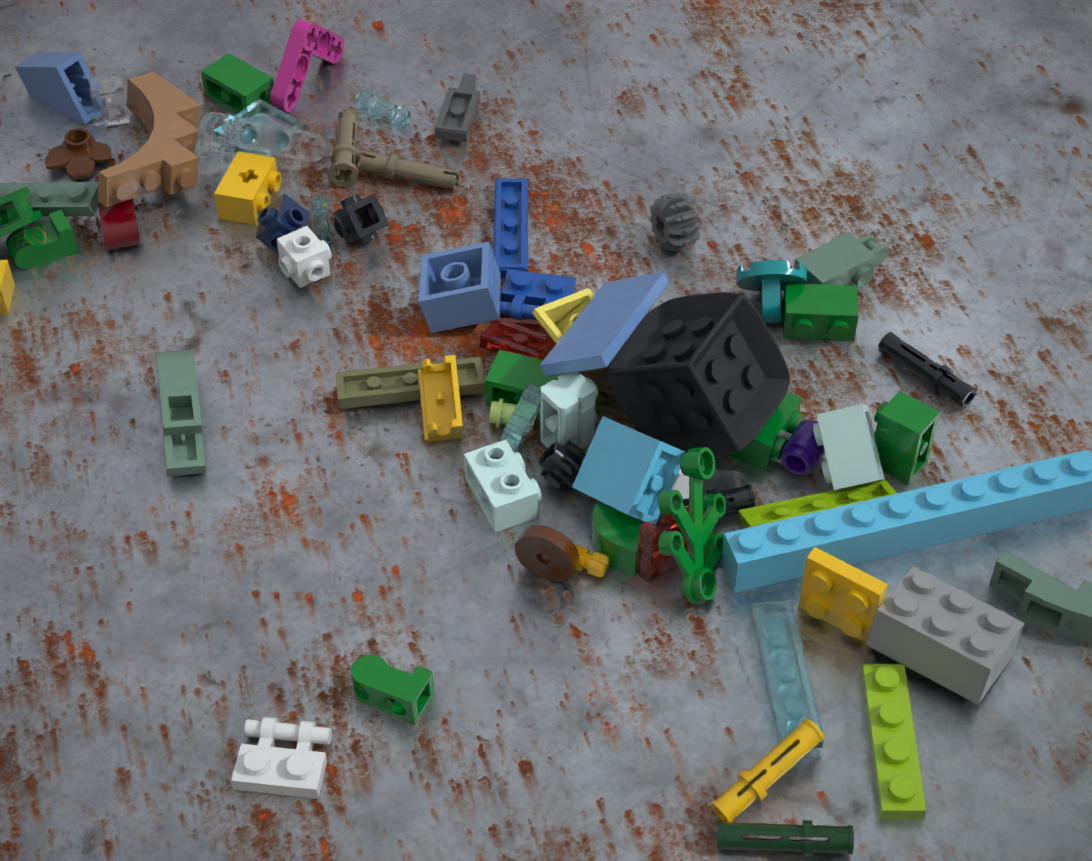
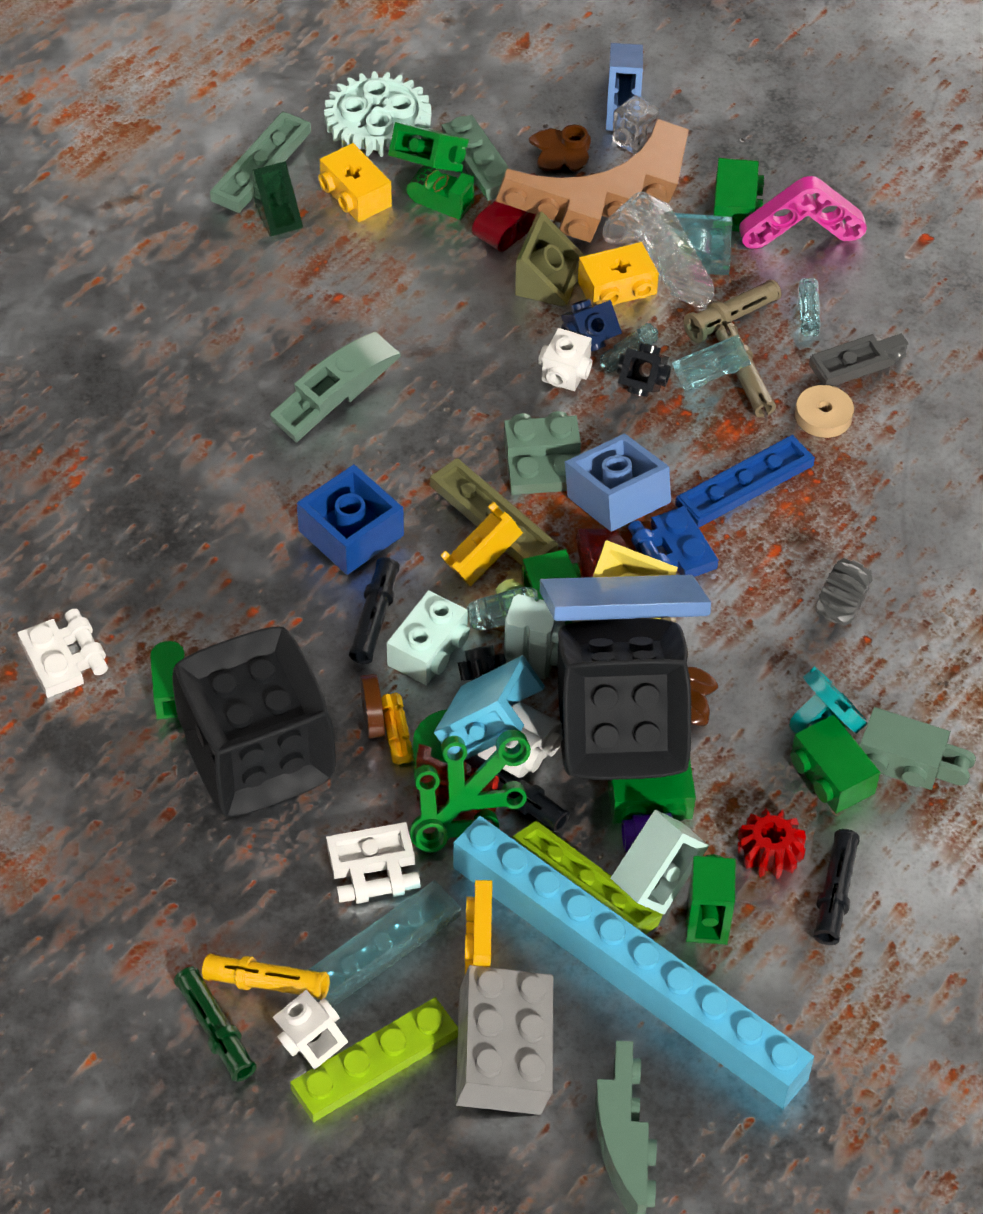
camera: 55 degrees right, 5 degrees up
(189, 222) = (547, 264): none -> olive slope
(338, 469) = (350, 519): none -> blue brick
(376, 323) = (538, 451): none -> sand green plate
(398, 169) = (711, 363): none -> clear light blue plate
(427, 497) = (363, 643): none -> black pin
(486, 153) = (822, 398): none -> tan piece
(513, 631) = (254, 720): none -> black piece
(685, 635) = (368, 852): none -> white plate
(846, 763) = (310, 1029): none -> white brick
(864, 382) = (771, 843): none -> red gear

